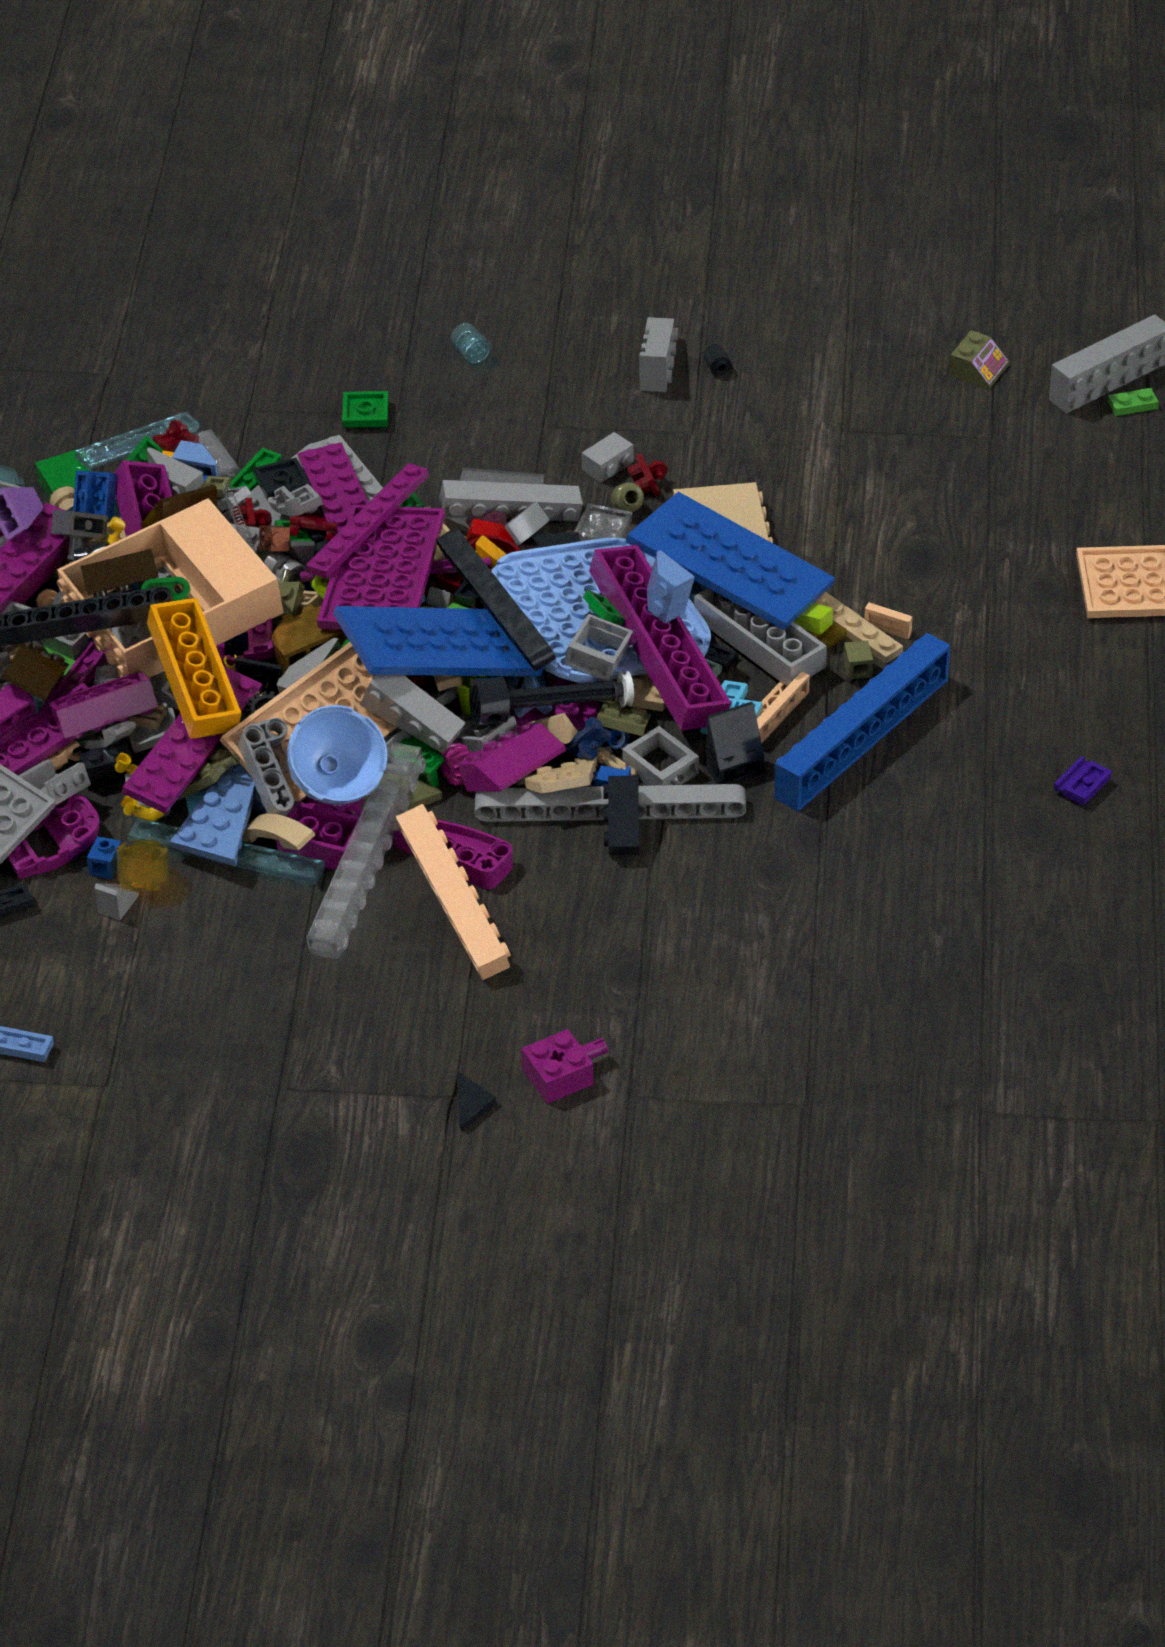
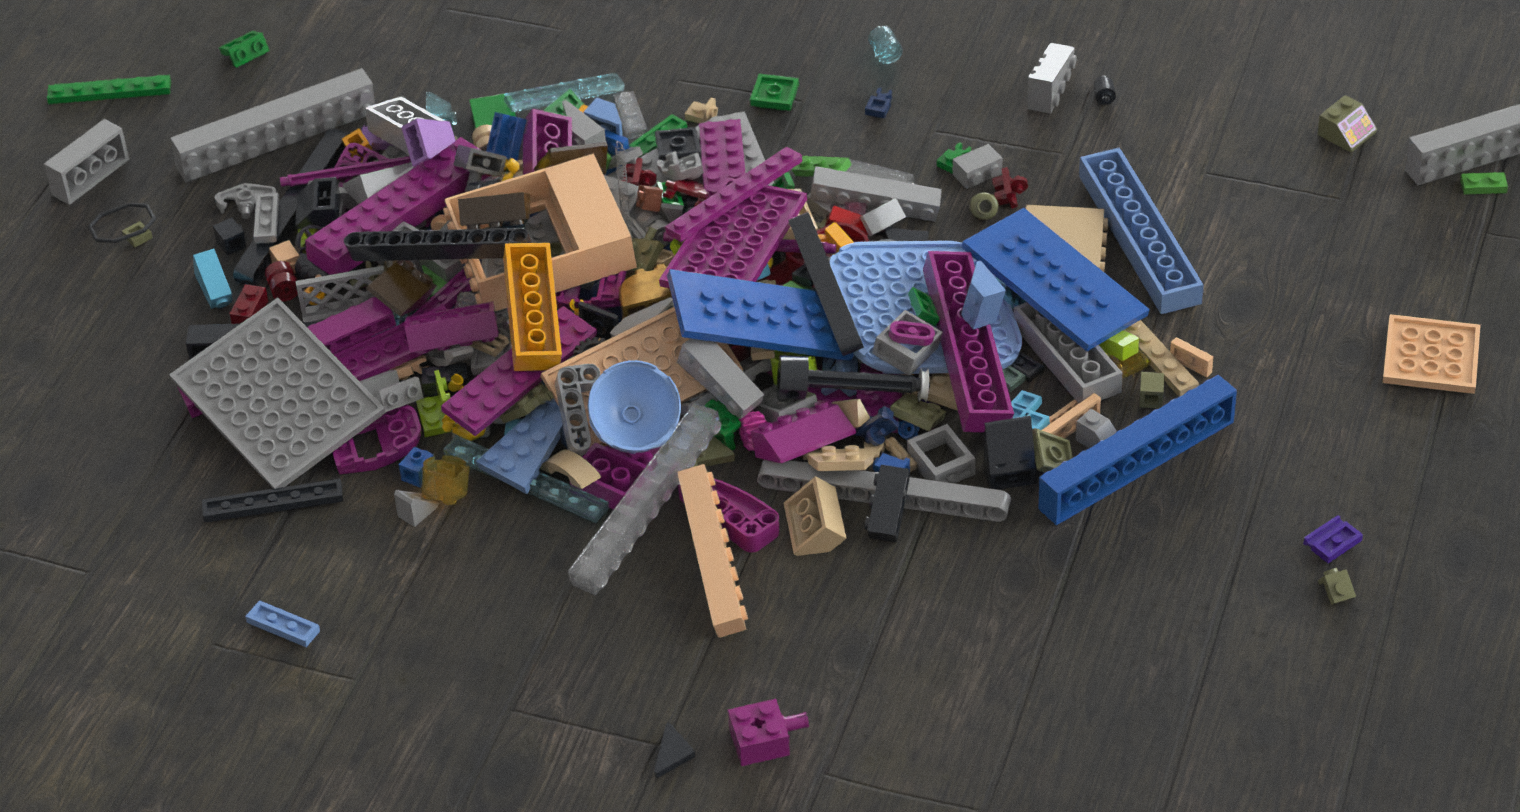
camera: 15 degrees right, 0 degrees up
(106, 794) = (430, 408): none -> lime bracket
(170, 583) = (532, 228): green plate -> none
(171, 439) = (597, 90): dark red hips -> none
(218, 481) = (612, 142): olive plate -> none
(292, 442) = (701, 112): none -> tan bracket
(434, 481) = (808, 164): none -> bright green plate
(439, 598) = (781, 274): light grey slope -> none
(482, 407) = (879, 105): none -> dark blue plate
(547, 843) = (814, 518): none -> tan slope
(573, 454) = (946, 160): none -> green plate
(603, 522) = (954, 226): clear plate -> none
(603, 636) = (911, 333): none -> magenta plate
(775, 737) = (1050, 450): none -> olive plate
(799, 499) = (1141, 231): none -> medium blue brick
(811, 709) = (1093, 428): none -> light grey slope
(1100, 825) = (1337, 585): none -> olive bracket

